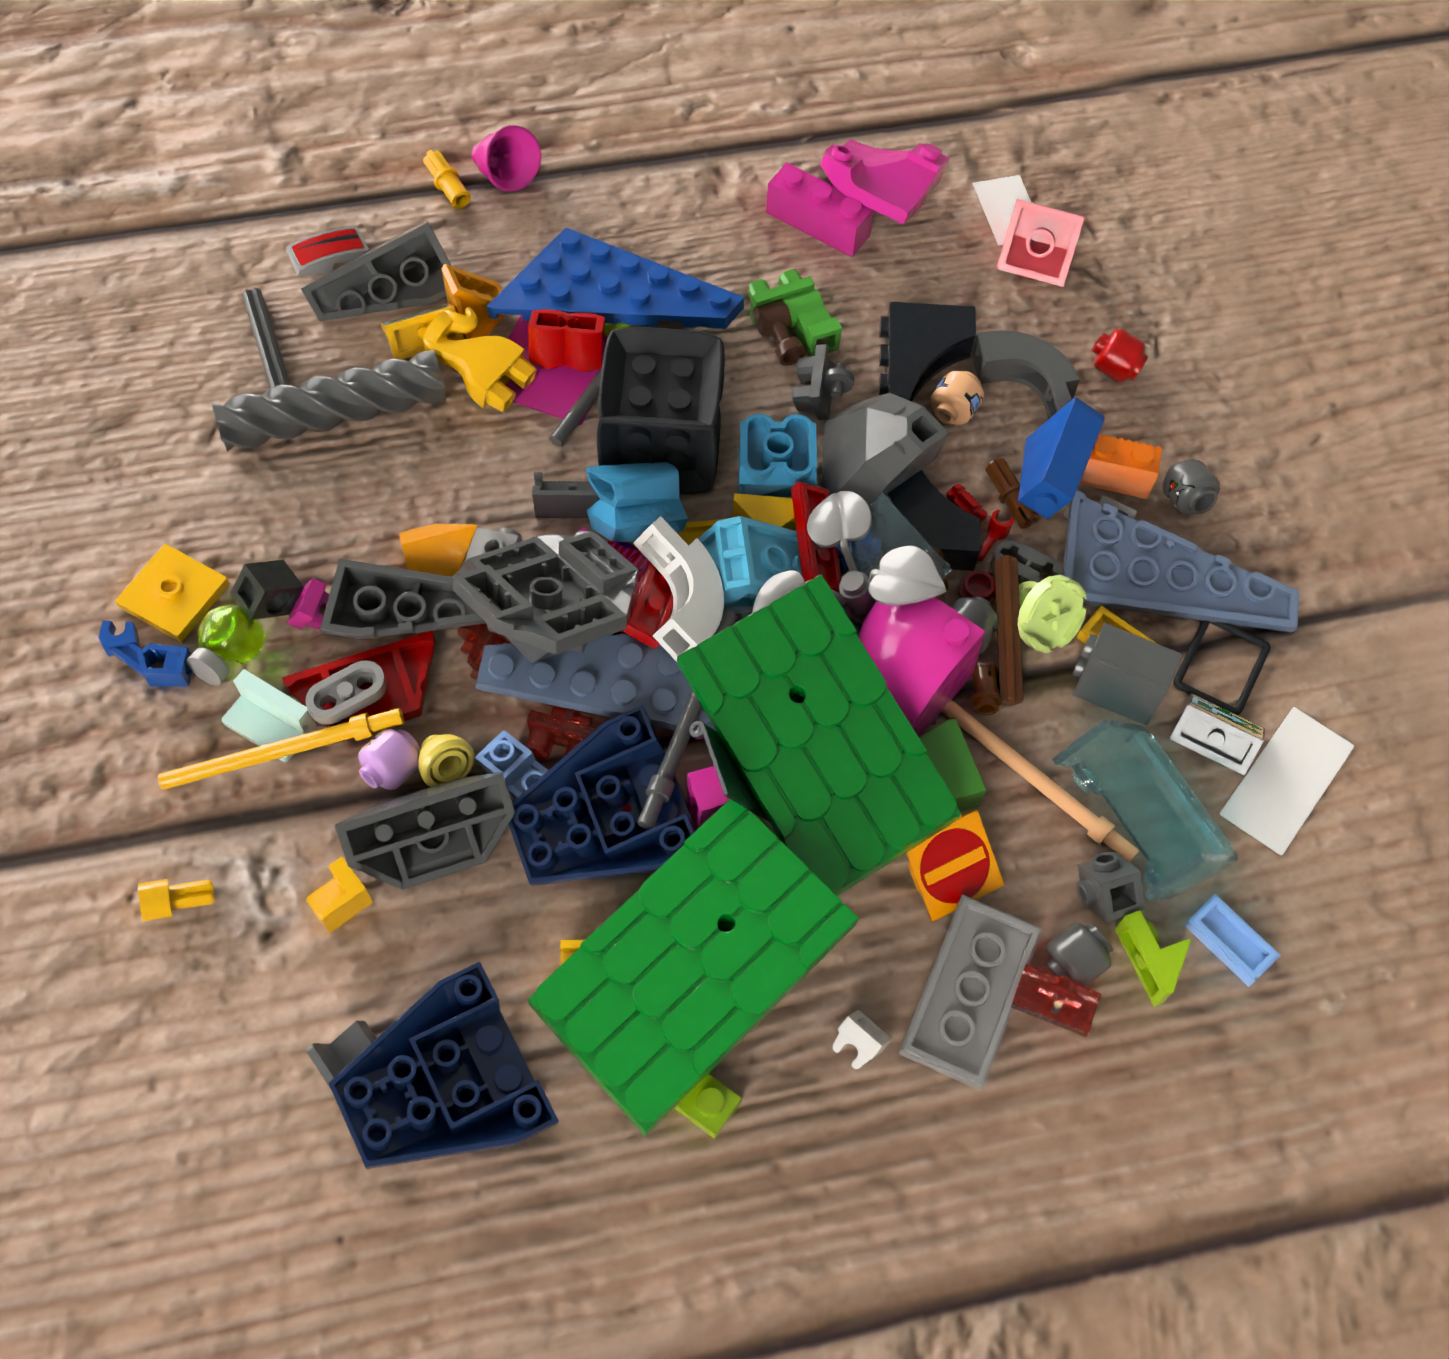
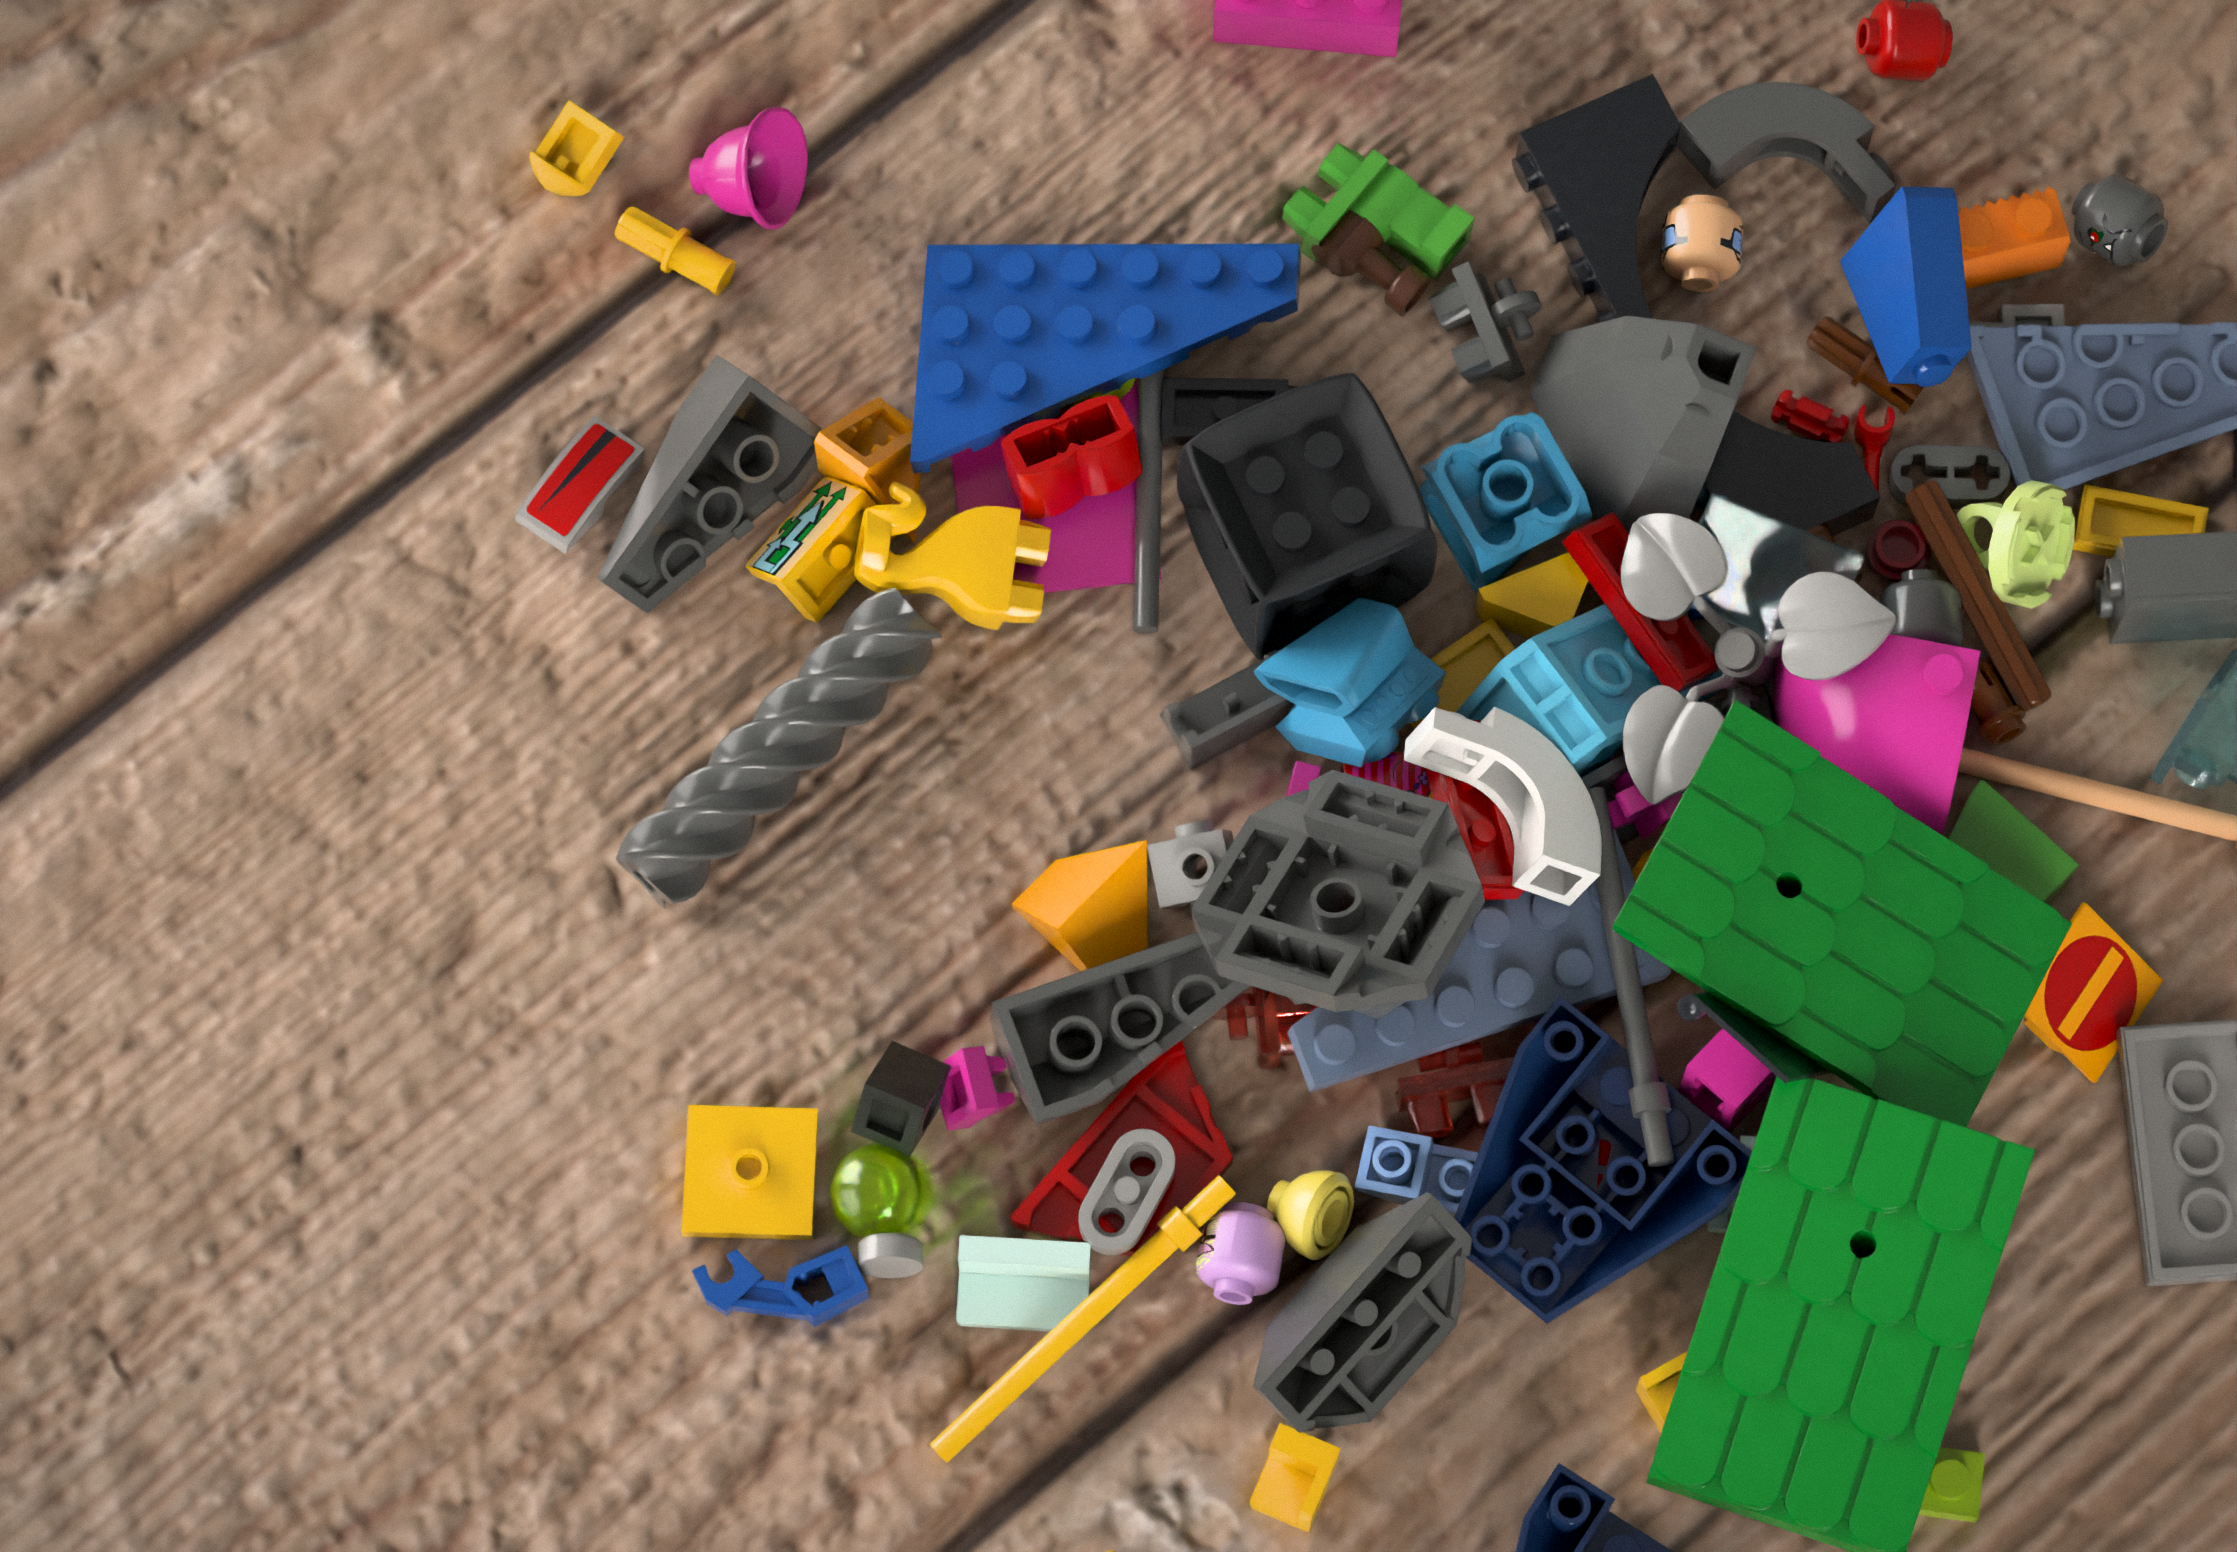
camera: 25 degrees left, 10 degrees up
(265, 337) = (599, 697): dark grey axle -> none
(427, 119) = (574, 152): none -> yellow plate
(864, 1035) = (2094, 1287): white tile -> none

